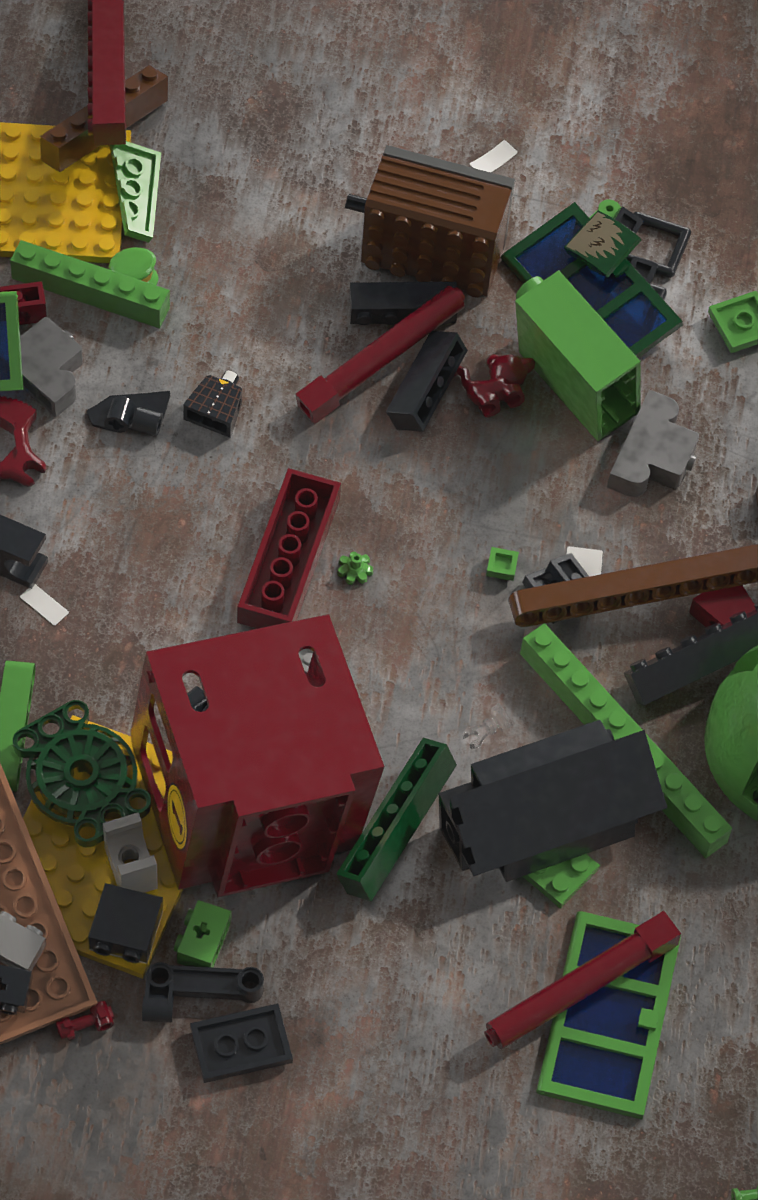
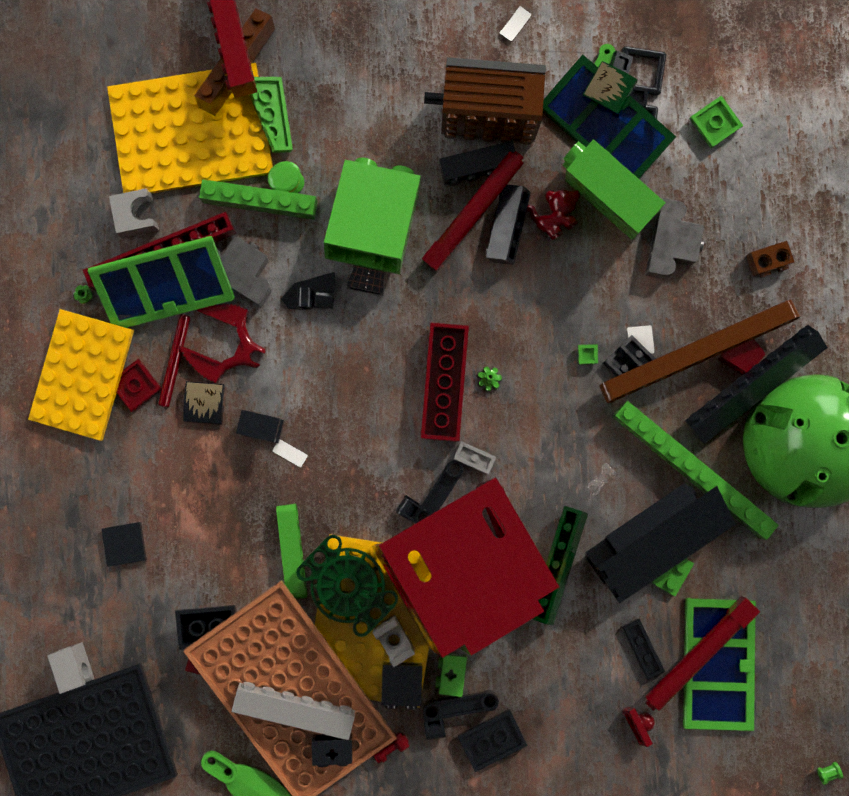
camera: 10 degrees left, 25 degrees up
(240, 326) = (372, 215): none -> bright green brick
(470, 1068) = (640, 725): none -> dark red tile
(498, 967) = (643, 649): none -> black tile

